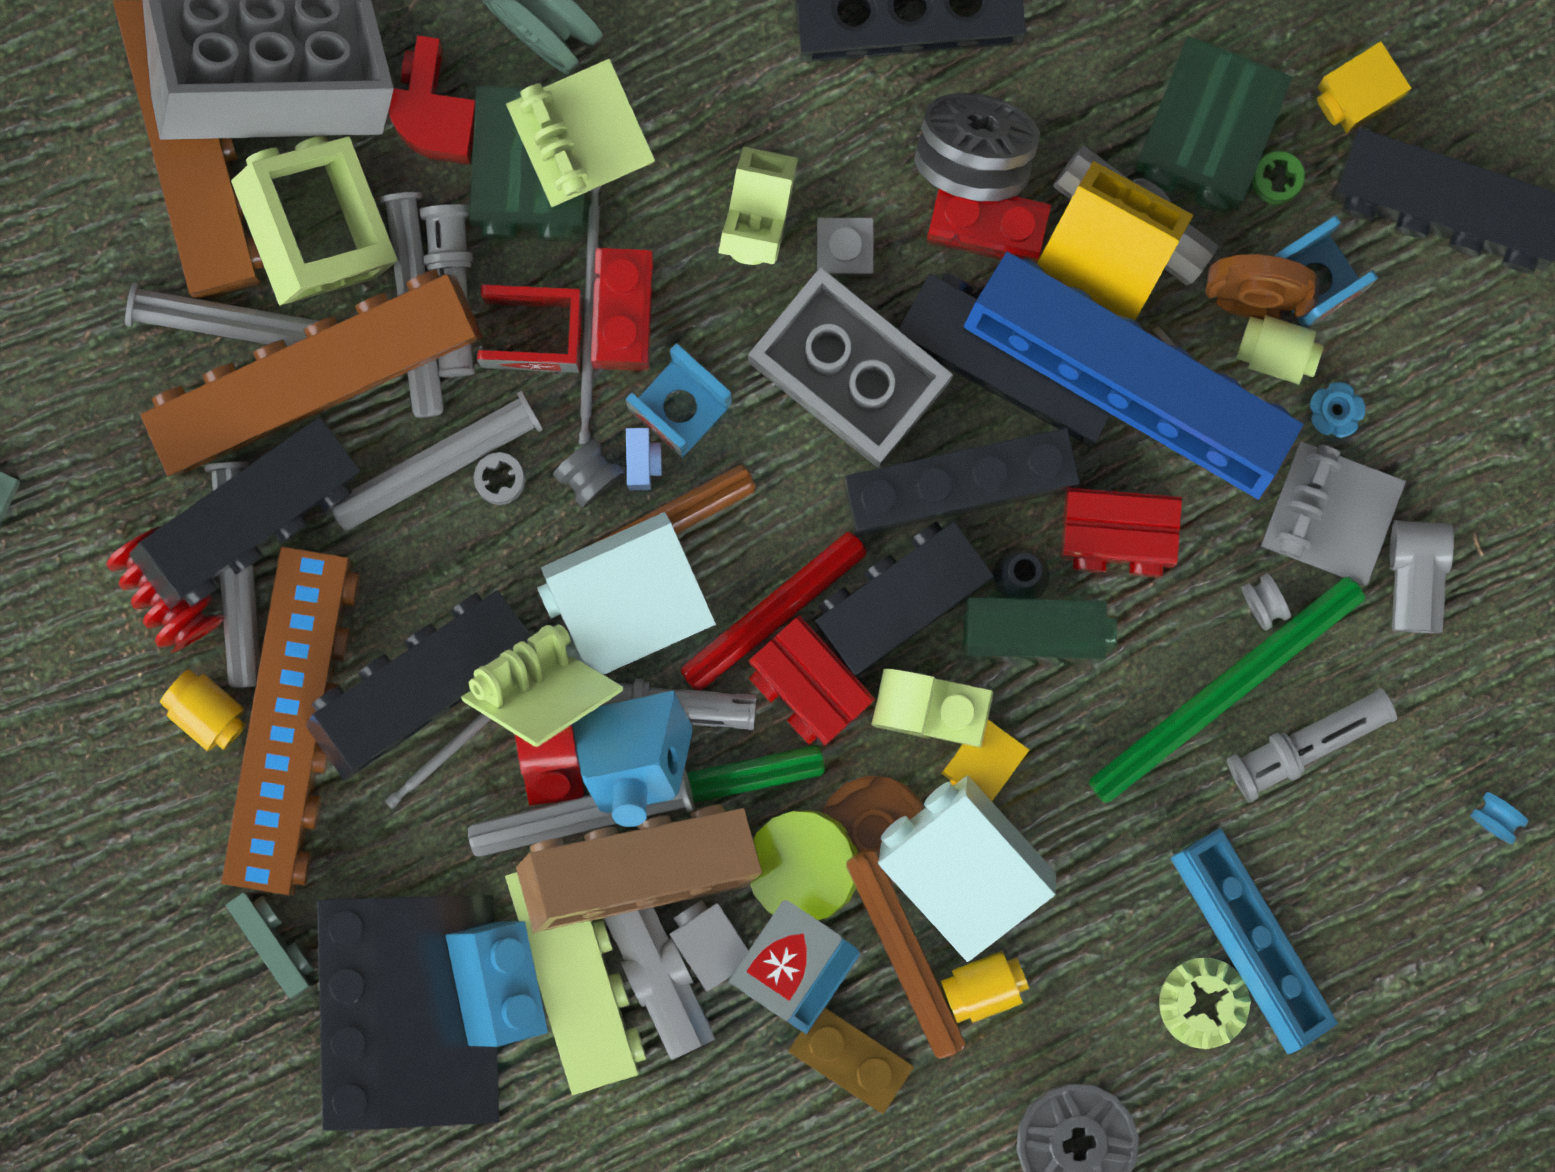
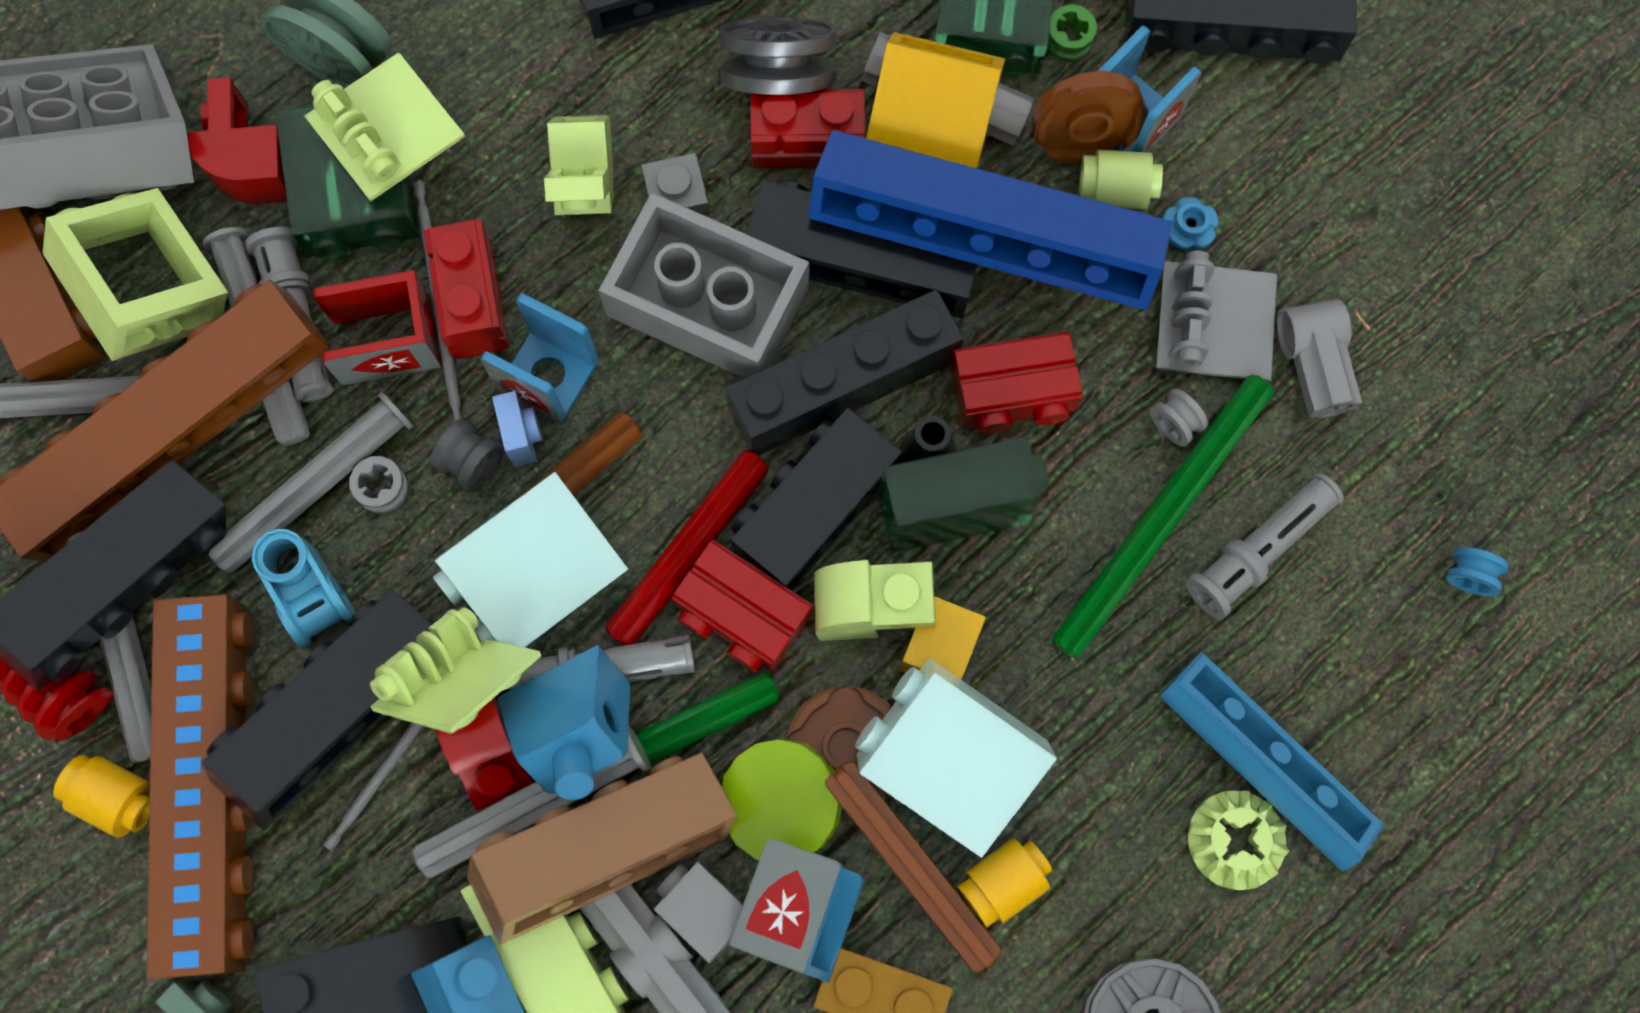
camera: 15 degrees left, 10 degrees down
(413, 566) = (305, 597): none -> medium azure piece

